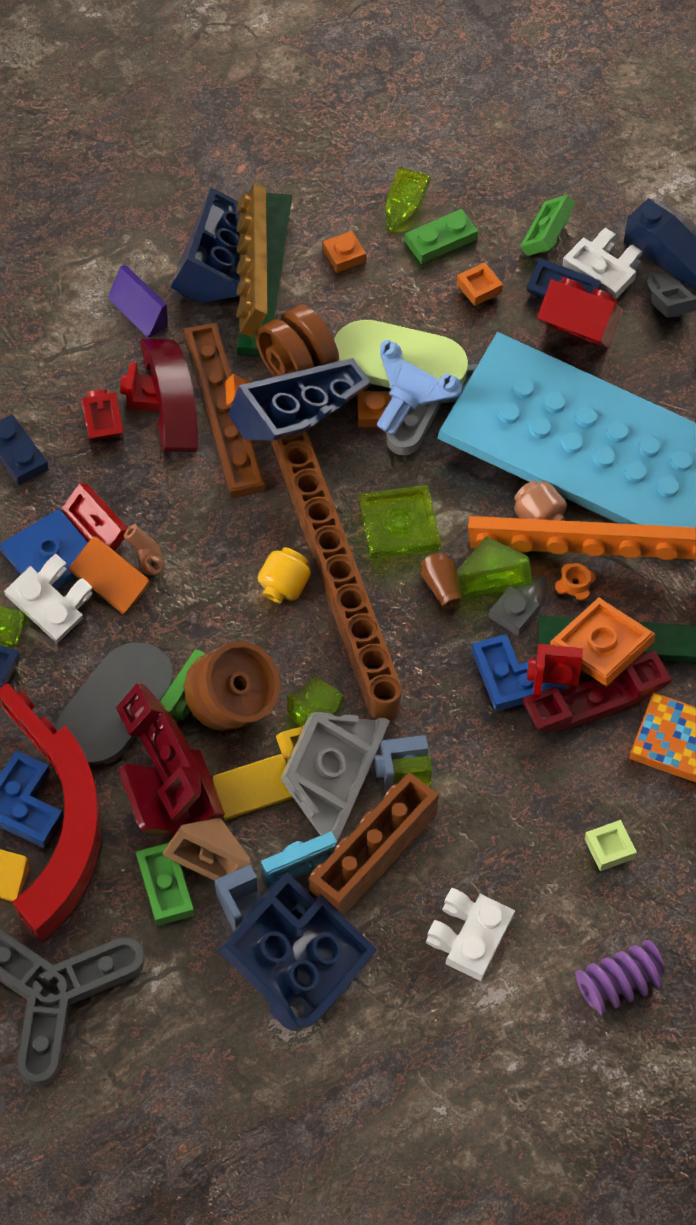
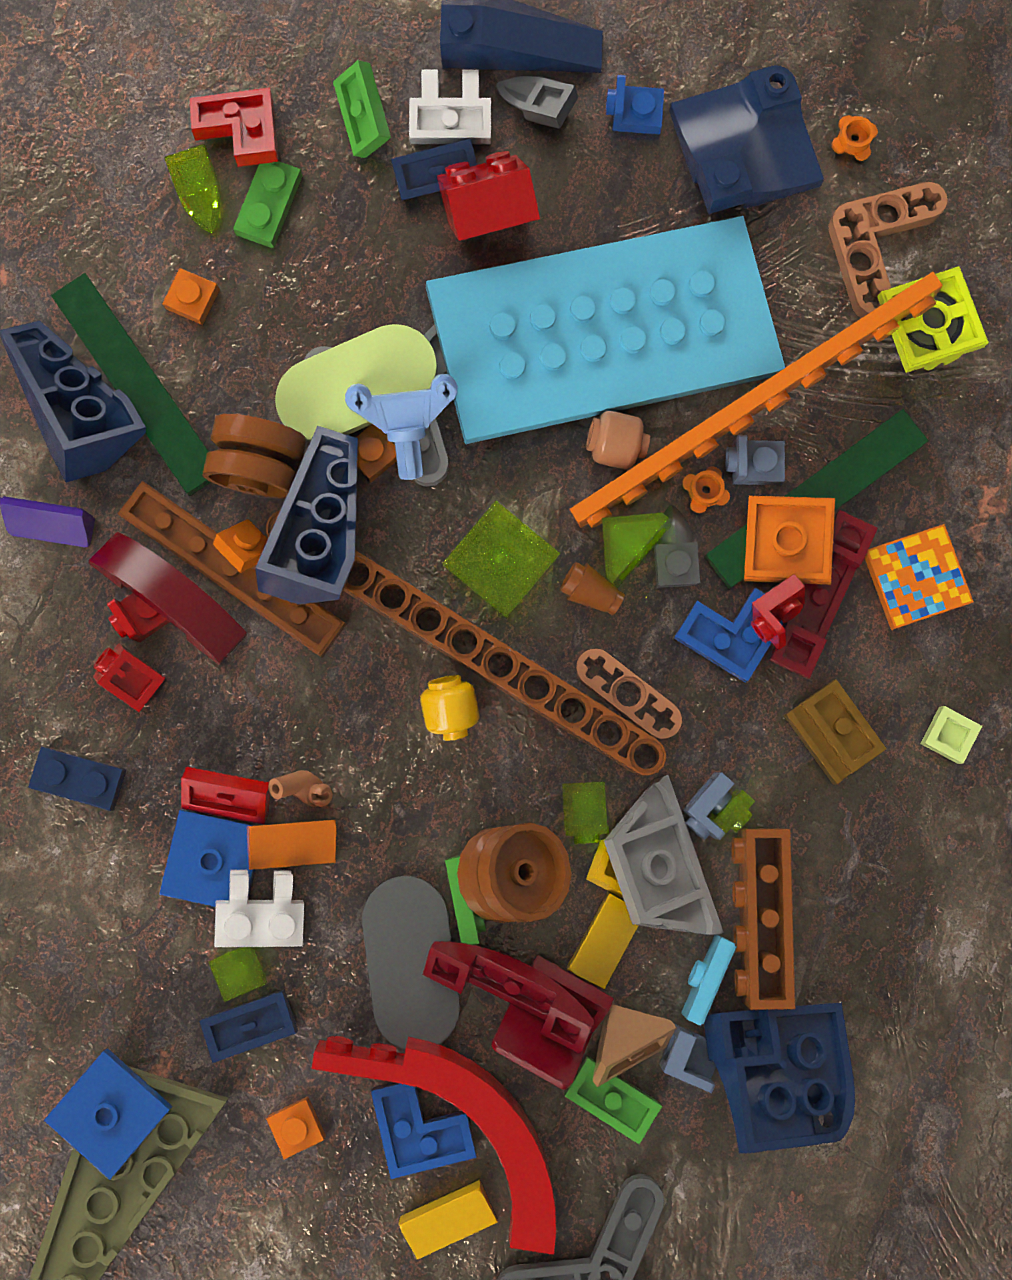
camera: 40 degrees left, 25 degrees up
(253, 260) = (129, 398): pearl gold plate -> none
(413, 645) = (647, 721): none -> nougat beam
(465, 182) = (238, 114): none -> plate
(478, 938) = (910, 912): white plate -> none
(479, 284) = (353, 231): orange plate -> none
(529, 782) = (835, 732): none -> pearl gold plate
(624, 589) = (756, 462): none -> sand blue bracket

